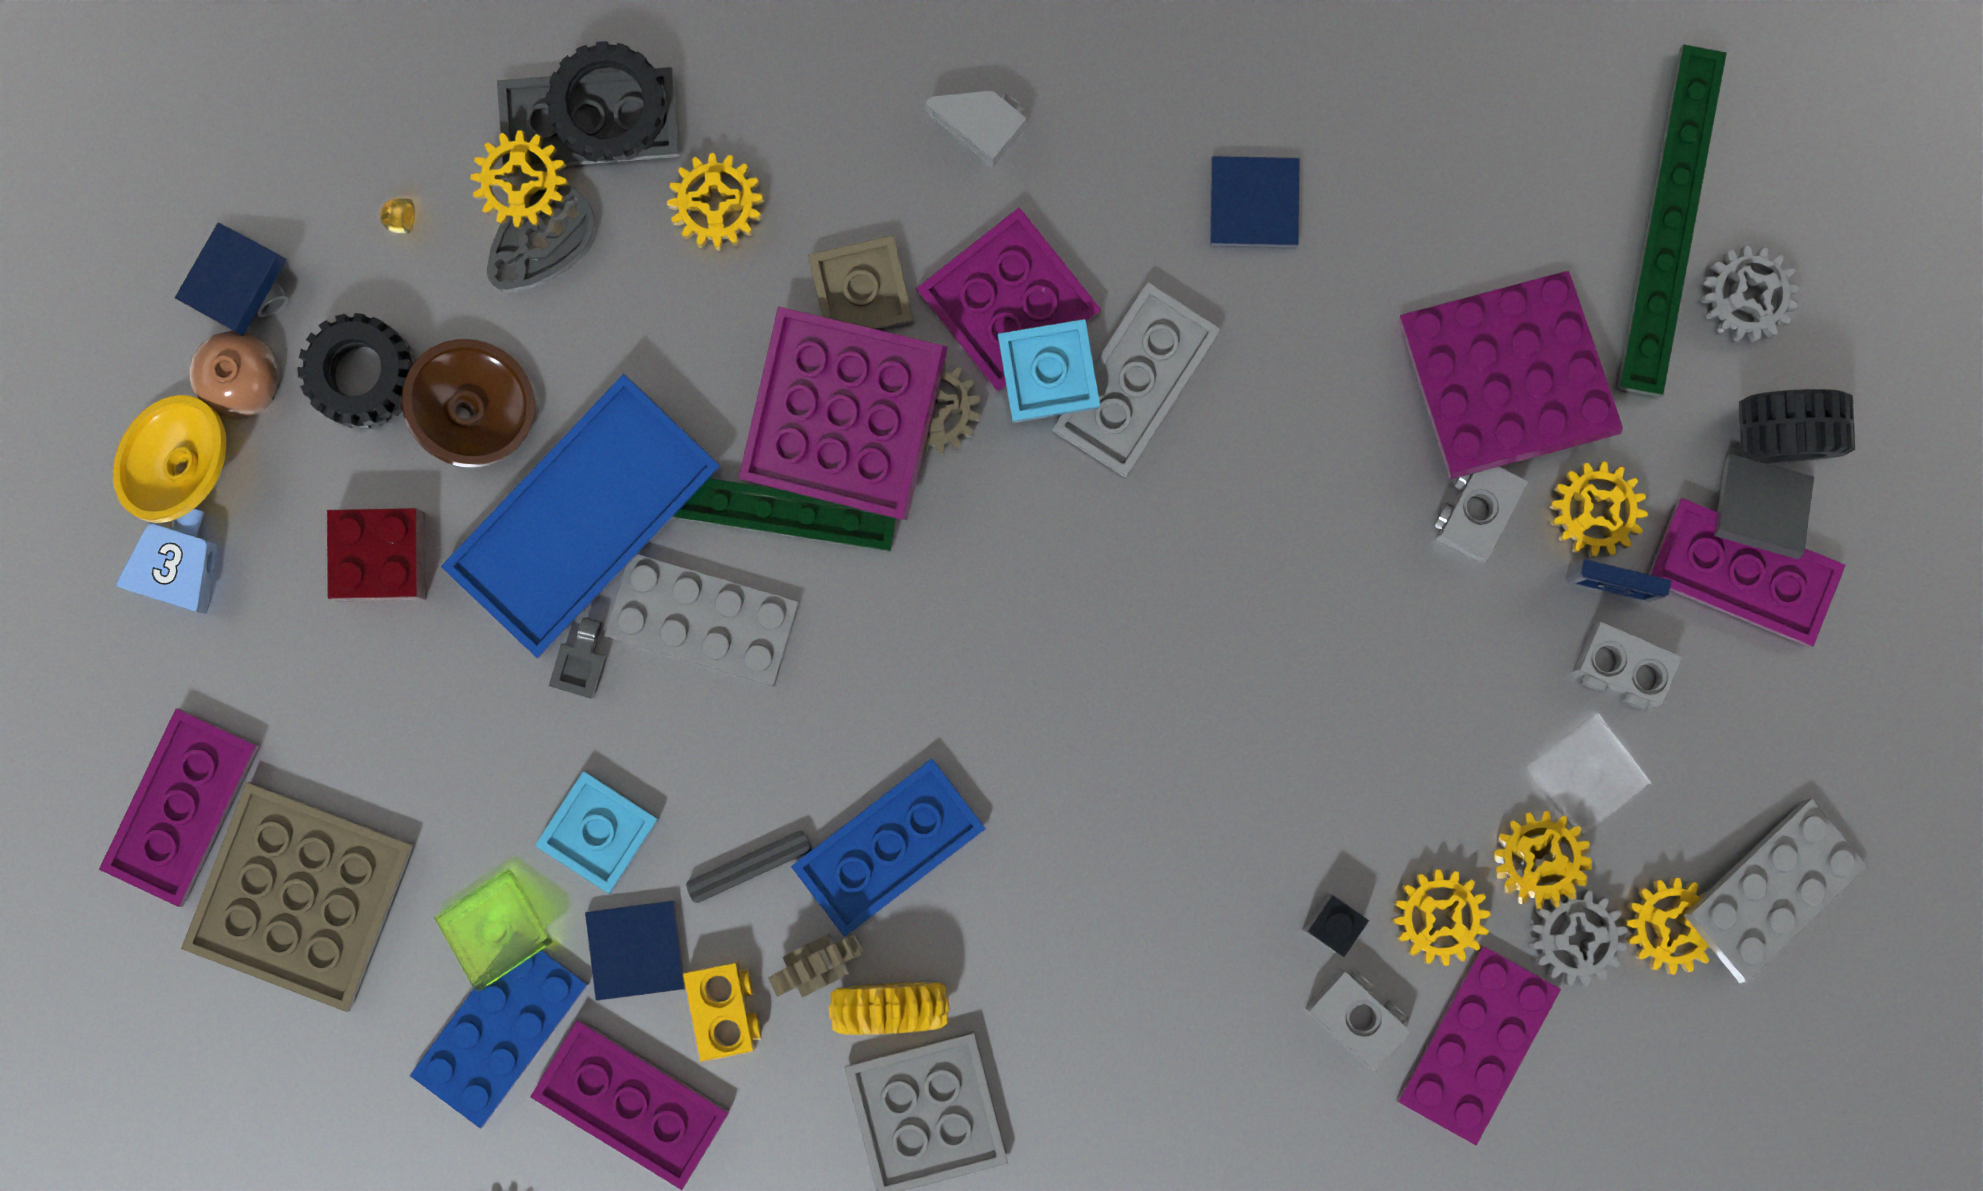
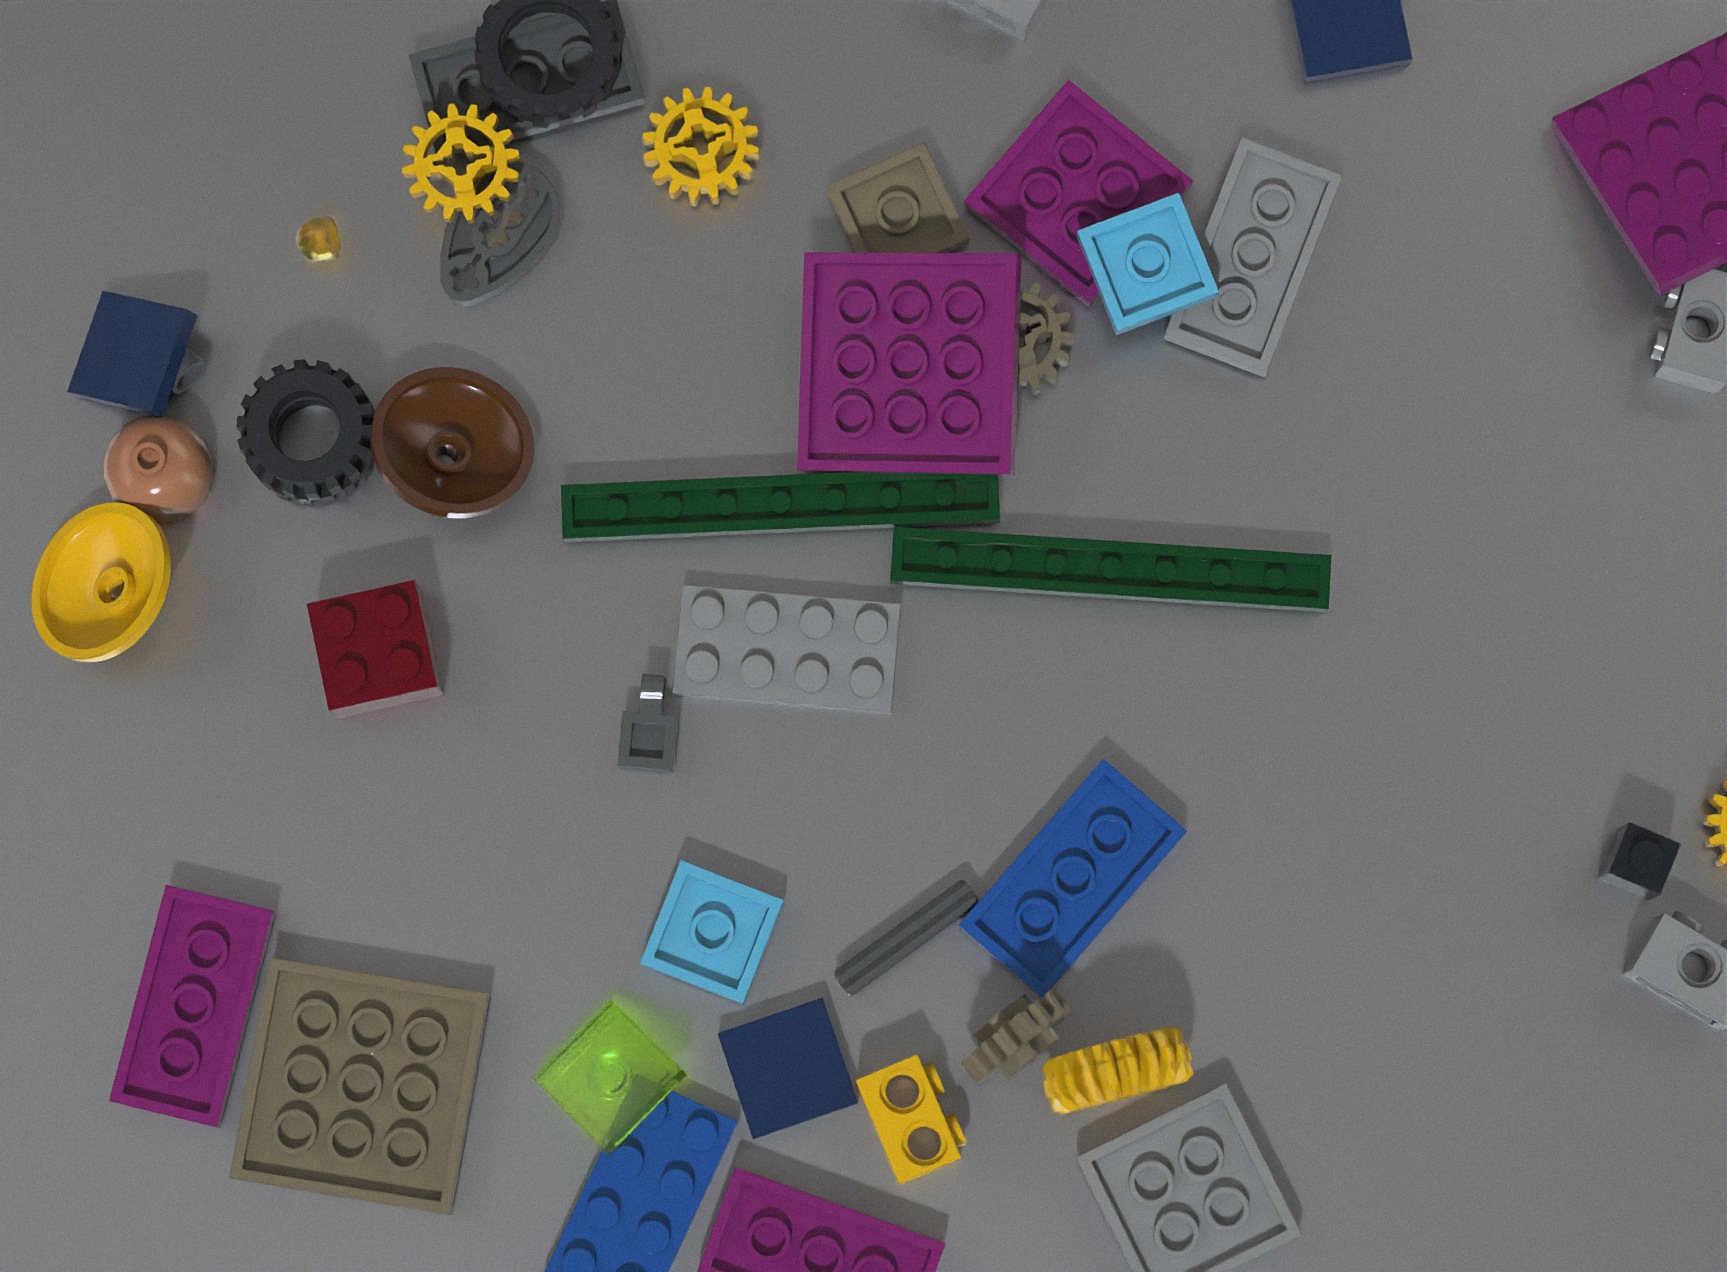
camera: 10 degrees left, 5 degrees down
(173, 564) = (127, 711): light blue torso -> none
(581, 516) = (616, 551): blue tile -> none
(969, 608) = (1110, 569): none -> dark green plate

